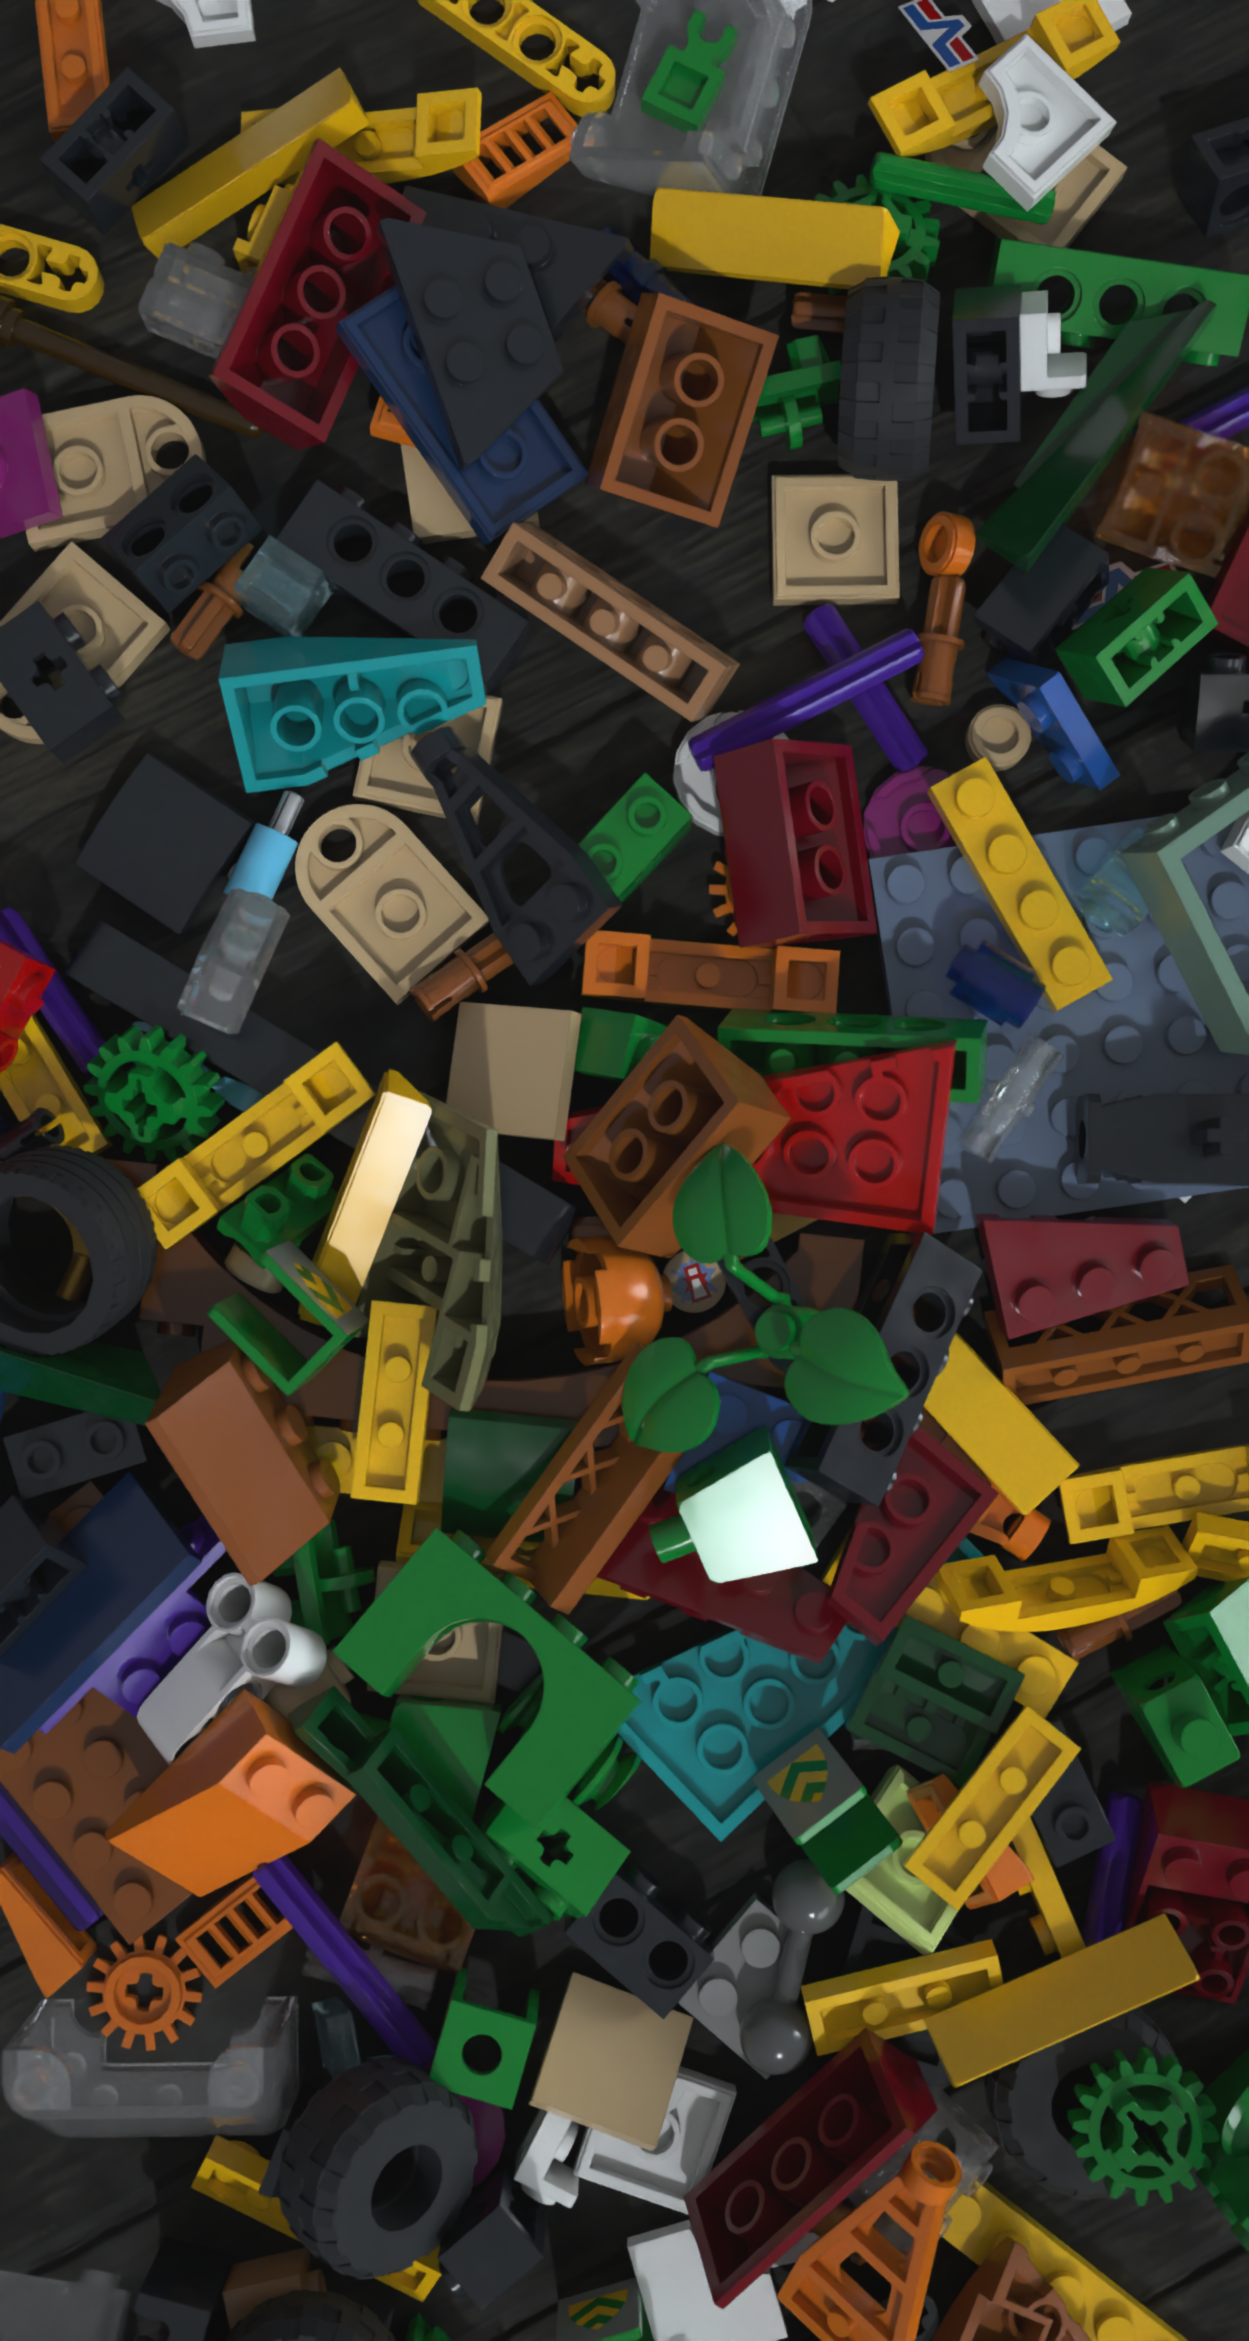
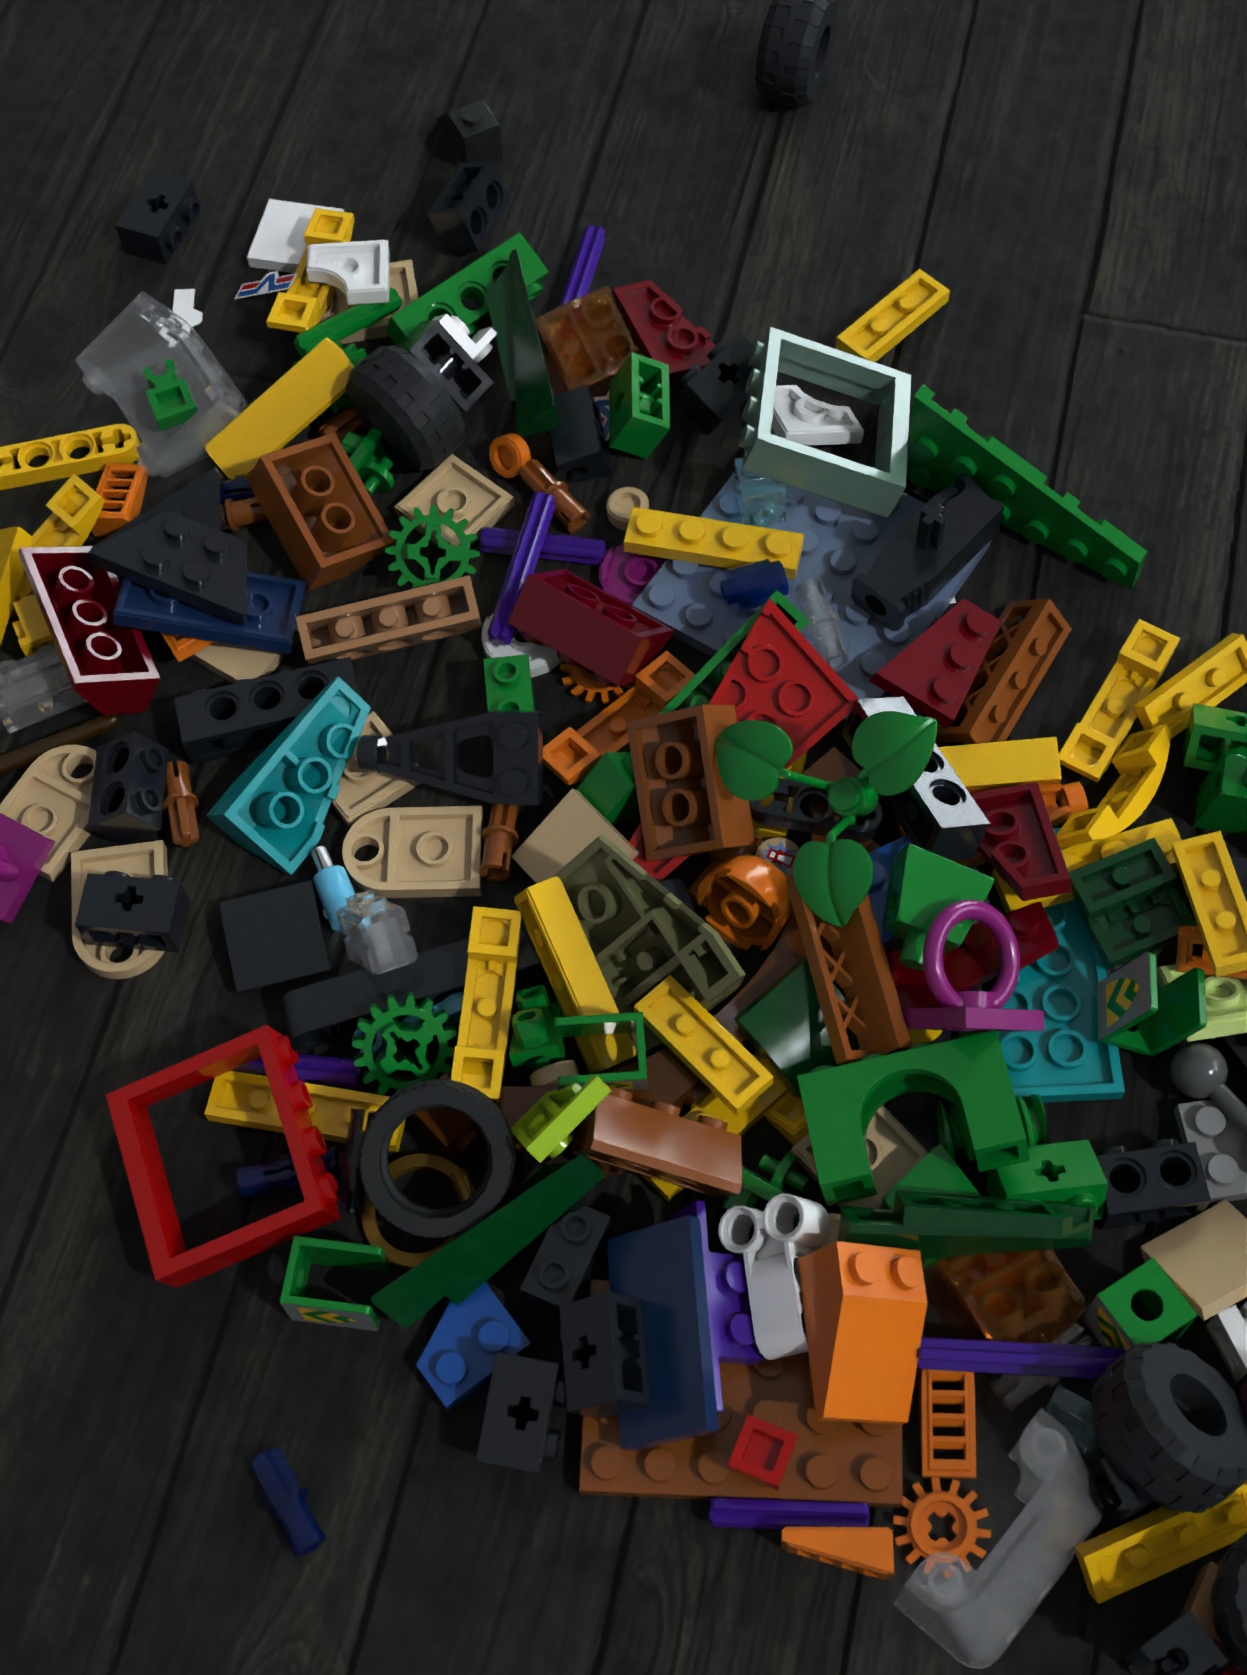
camera: 40 degrees left, 25 degrees down
(51, 1792) = (762, 1452): none -> red plate
(166, 1341) = (549, 1122): none -> lime wing
(282, 589) = (208, 760): clear light blue brick -> none
(651, 1652) = (972, 1008): none -> magenta tile
(758, 603) = (412, 551): none -> green gear
(1055, 721) = (645, 467): blue wing -> none
(1087, 1638) = (1168, 793): dark orange axle -> none

